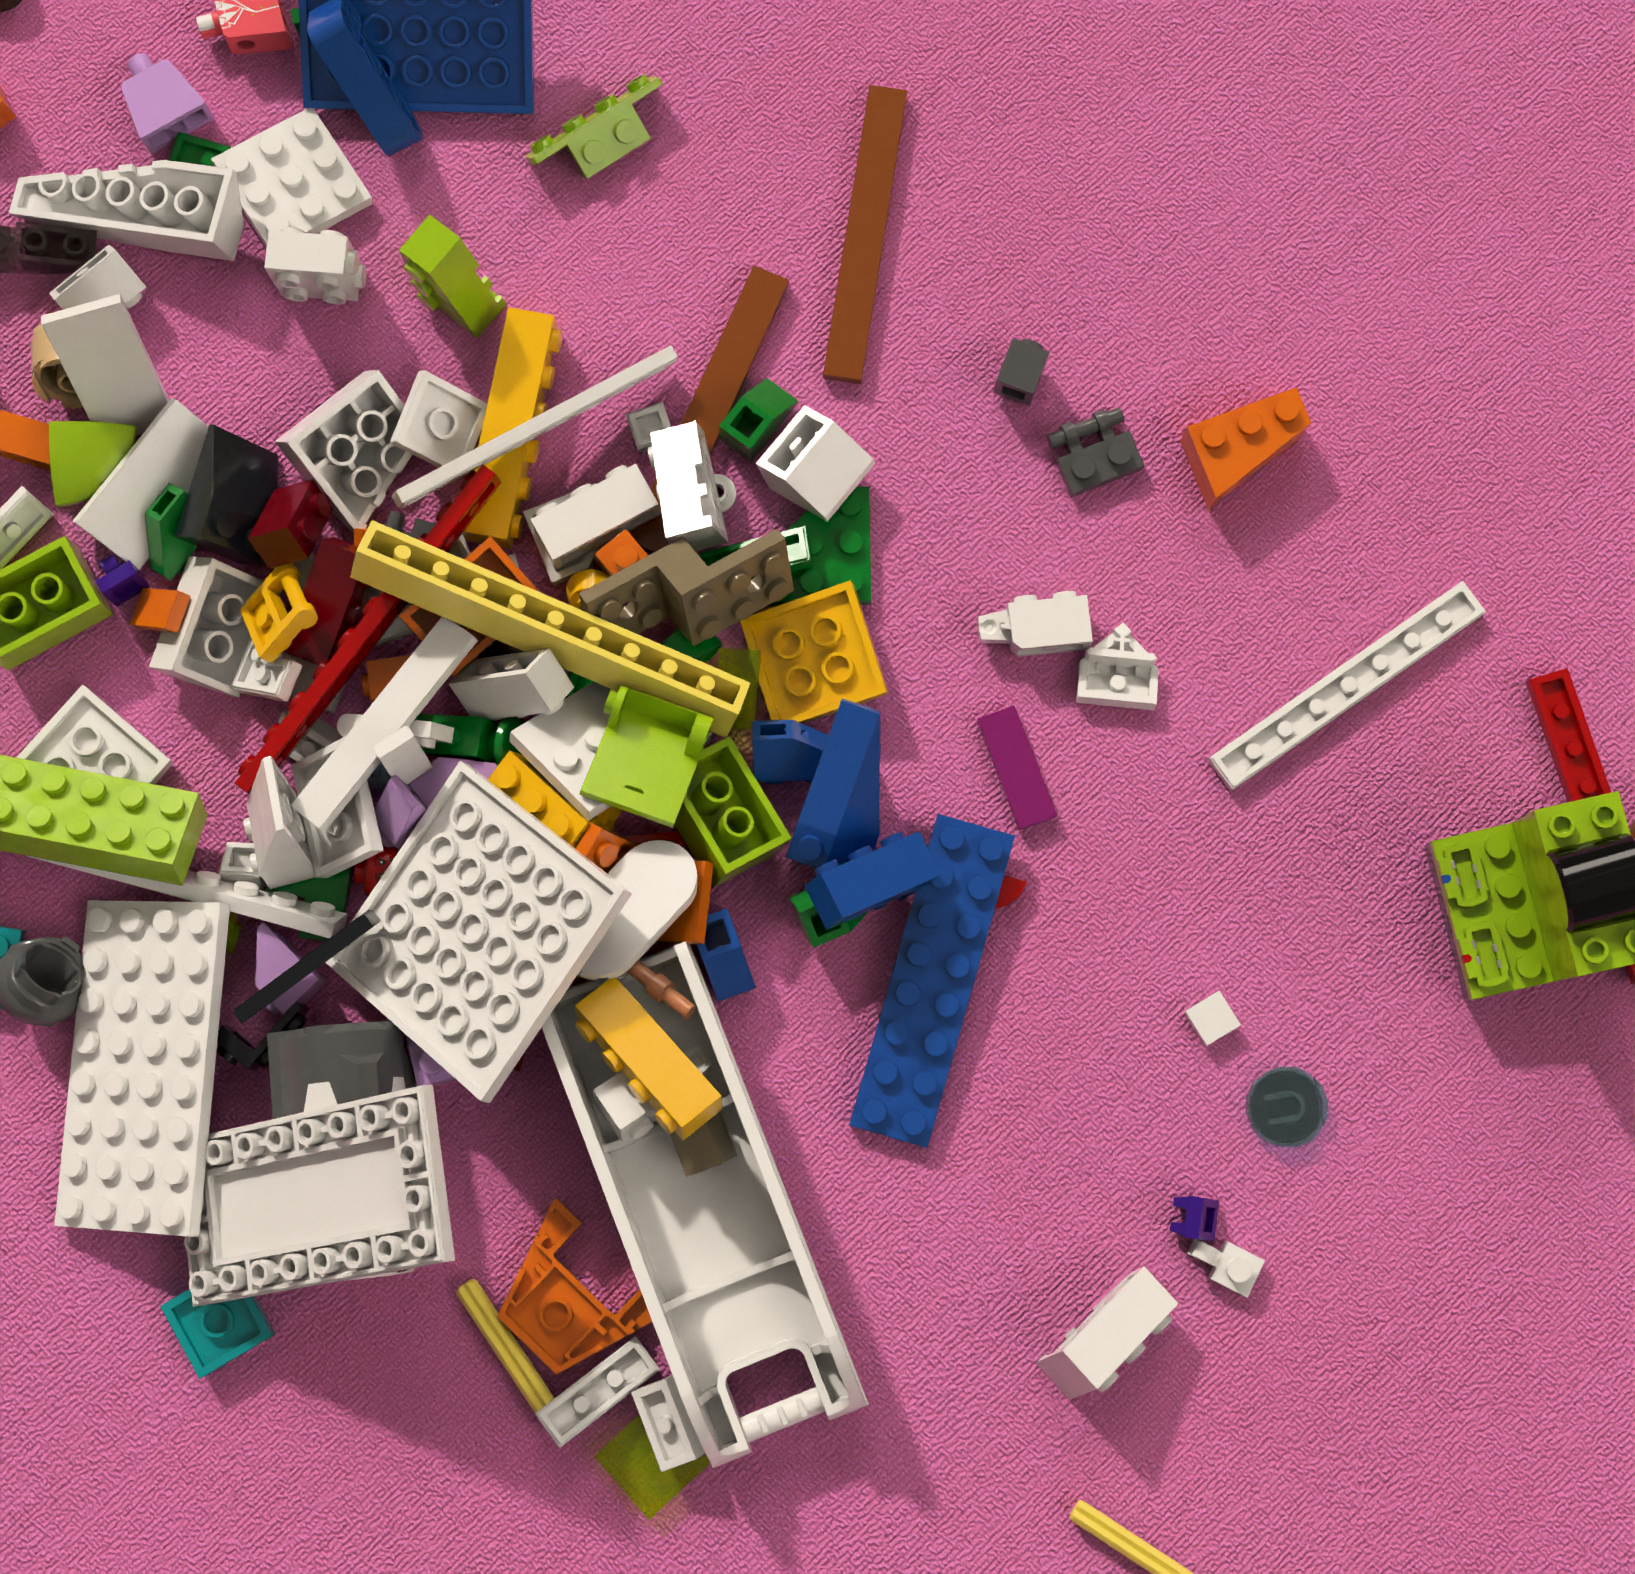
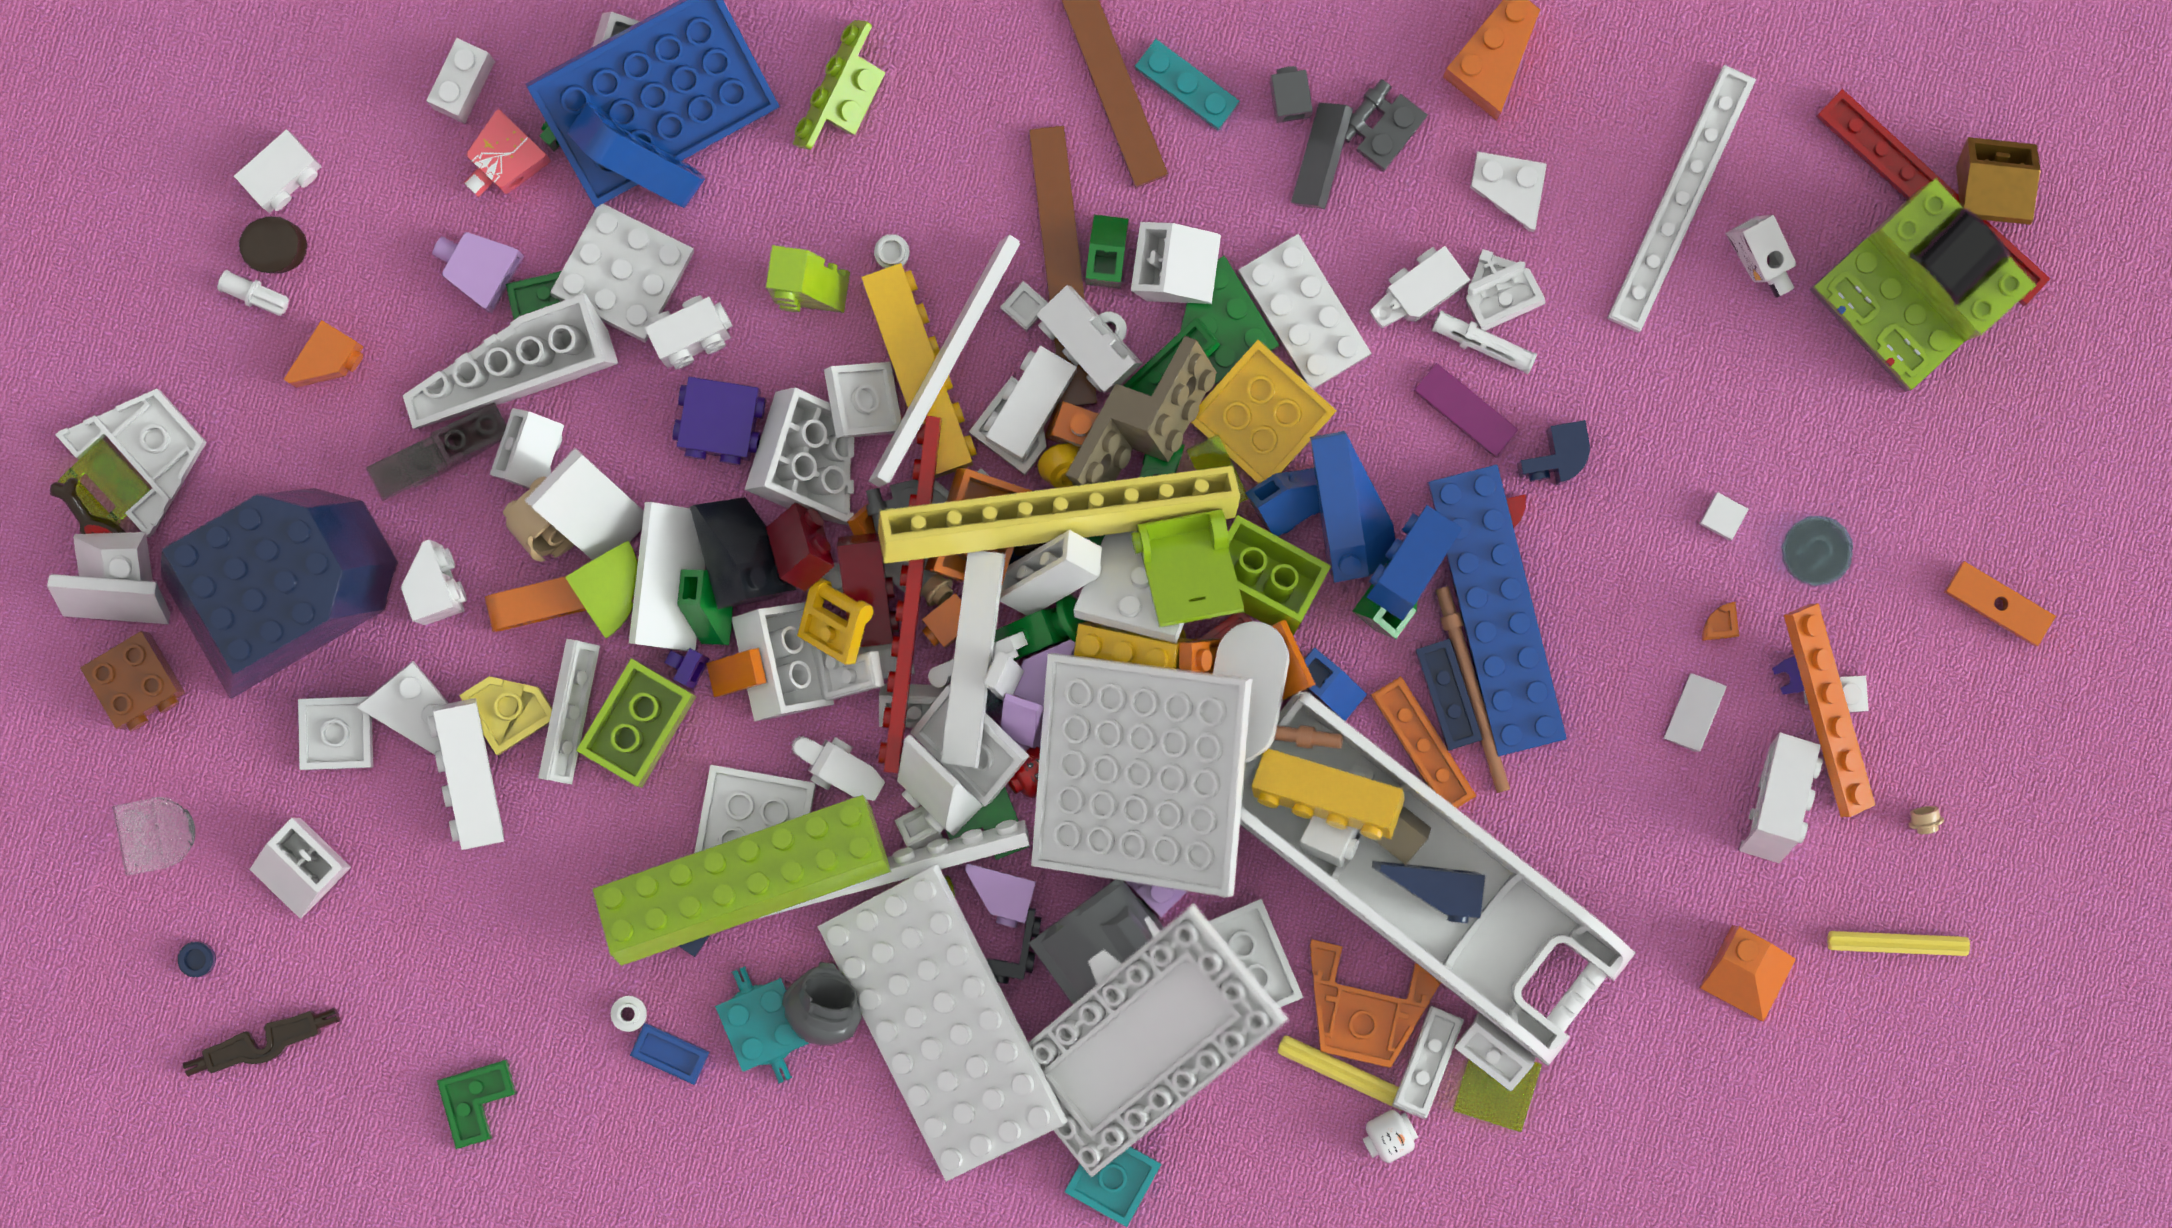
camera: 30 degrees left, 5 degrees up
(201, 758) = (837, 767): none -> white hinge
(293, 365) = (718, 420): none -> dark purple brick
(306, 965) = (1026, 875): black tile -> none
(400, 642) = (937, 590): none -> tan plate
(485, 1181) = (1257, 946): none -> white plate
(515, 1444) = (1390, 1136): none -> white head
(556, 302) = (891, 251): none -> white plate
(712, 1225) = (1446, 890): none -> dark blue slope
(782, 1070) = (1422, 743): none -> orange tile
(835, 1035) = (1448, 694): none -> dark blue plate
(881, 967) = (1452, 623): none -> nougat bar
(914, 585) = (1304, 312): none -> white plate
(929, 309) = (1186, 84): none -> teal plate
(973, 1493) = (1747, 972): none -> orange slope
(1019, 446) = (1322, 155): none -> dark grey tile
(1071, 1196) = (1695, 712): none -> white slope
(1072, 712) = (1470, 336): none -> white pin
(1090, 870) = (1568, 451): none -> dark blue brick
(1149, 1123) = (1721, 623): none -> orange tile
(1186, 578) = (1511, 185): none -> white wing
(1207, 1273) = (1829, 710): none -> orange plate
(1243, 1443) = (1926, 819): none -> tan plate
(1397, 766) = (1754, 243): none -> white torso
(1455, 1288) = (2018, 613): none -> orange tile

